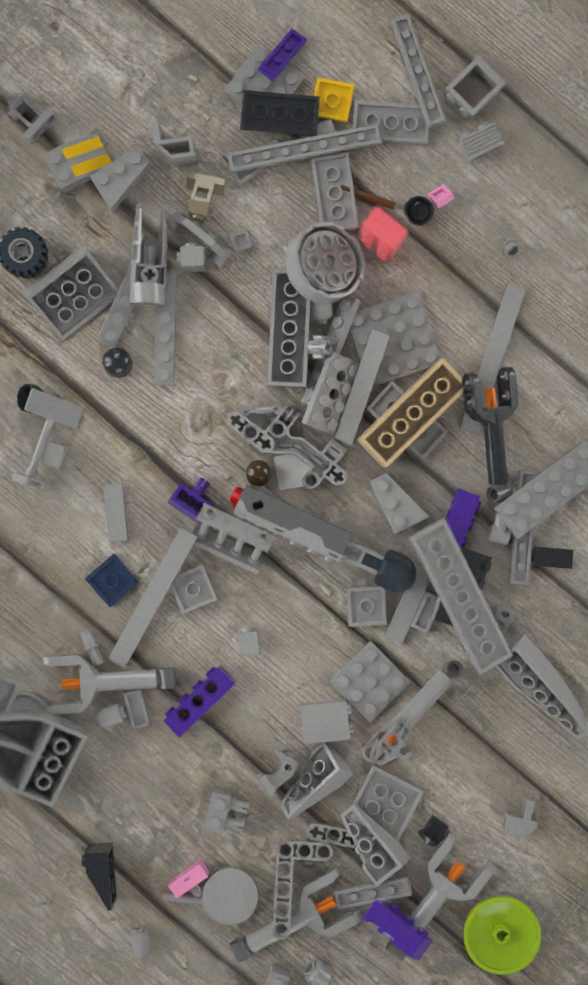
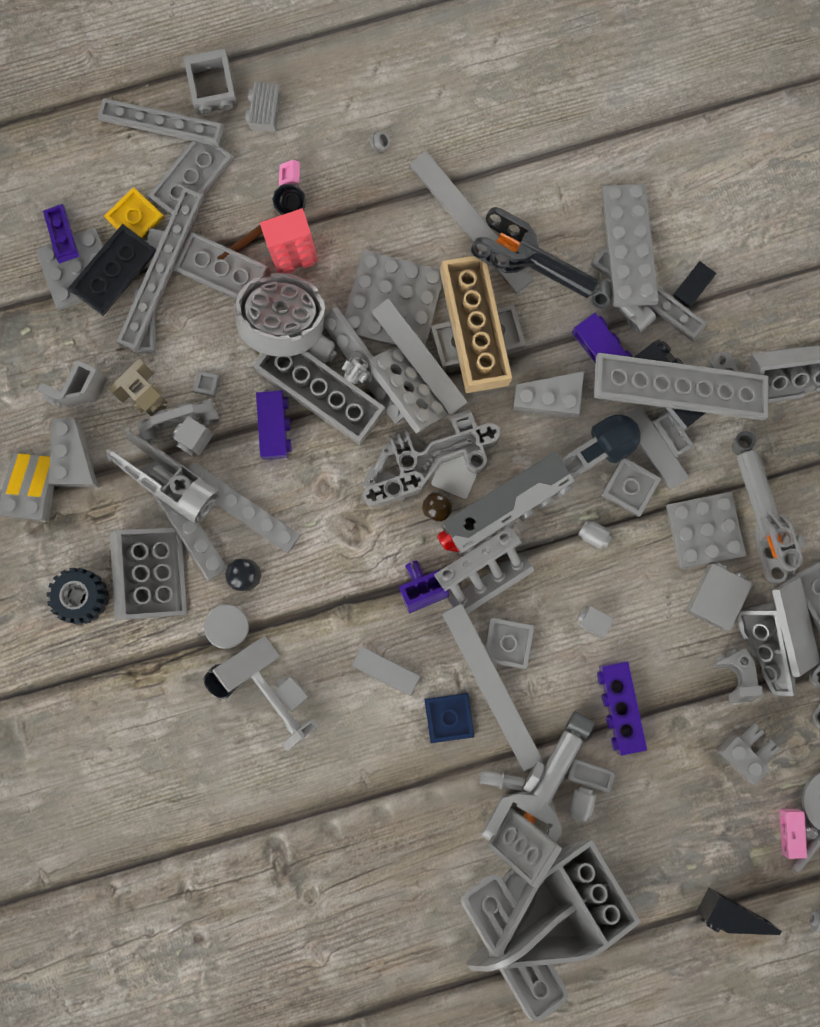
camera: 55 degrees left, 5 degrees down
(52, 692) = (525, 848): none -> light grey tile
(72, 375) = (226, 626): none -> light grey tile
(108, 668) = (534, 777): none -> light grey tile
(241, 311) = (273, 425): none -> dark purple brick
(313, 602) = (595, 534): none -> light grey brick
(338, 790) = (796, 627): none -> light grey tile

